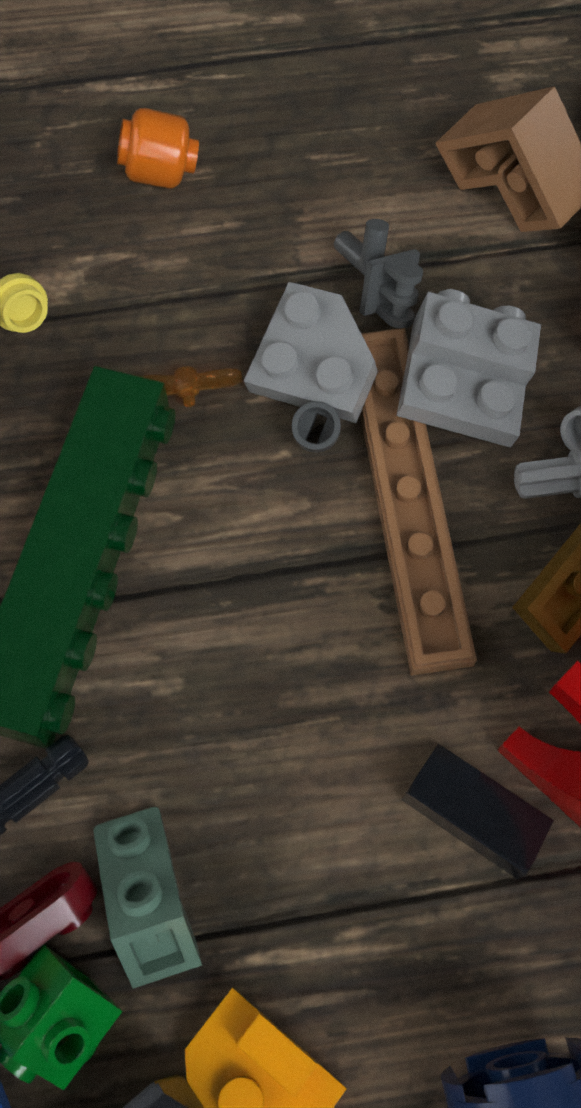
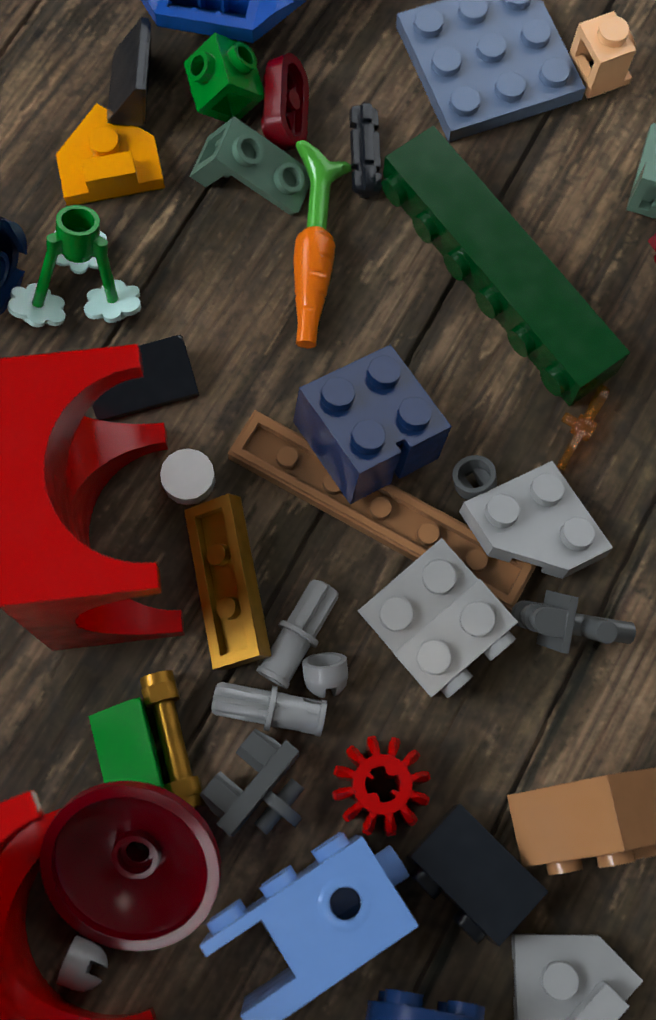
camera: 125 degrees right, 5 degrees up
(187, 750) = (314, 245): none -> orange piece
(348, 535) = (361, 418): none -> dark blue piece
(413, 980) = (78, 245): none -> plant
(526, 679) = (187, 476): none -> white piece

